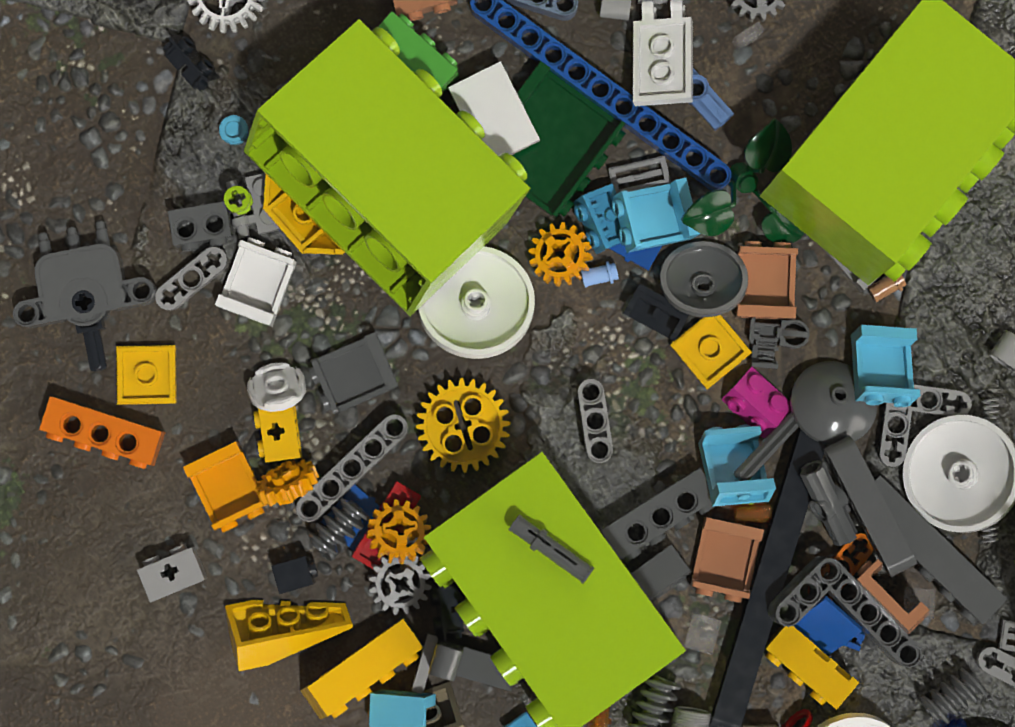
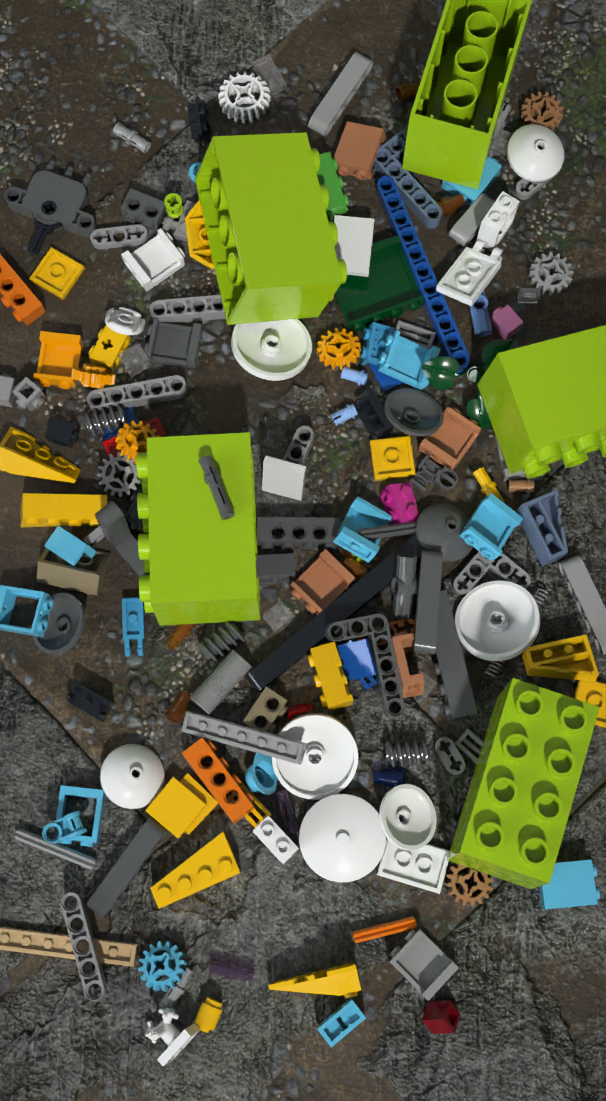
camera: 30 degrees right, 10 degrees down
(119, 137) = (131, 137): none -> light grey pin
(211, 556) = (29, 394): none -> light grey brick
(320, 427) = (134, 360): none -> clear panel
(346, 323) = (189, 305): none -> light grey beam
(488, 417) = (199, 405): yellow gear -> none
(604, 465) = (283, 478): none -> white tile
(619, 332) = (345, 414): none -> light blue pin
(741, 88) = (506, 322): none -> bright pink brick
(847, 311) = (486, 483): none -> yellow pin
(948, 323) = (544, 527): none -> sand blue wedge

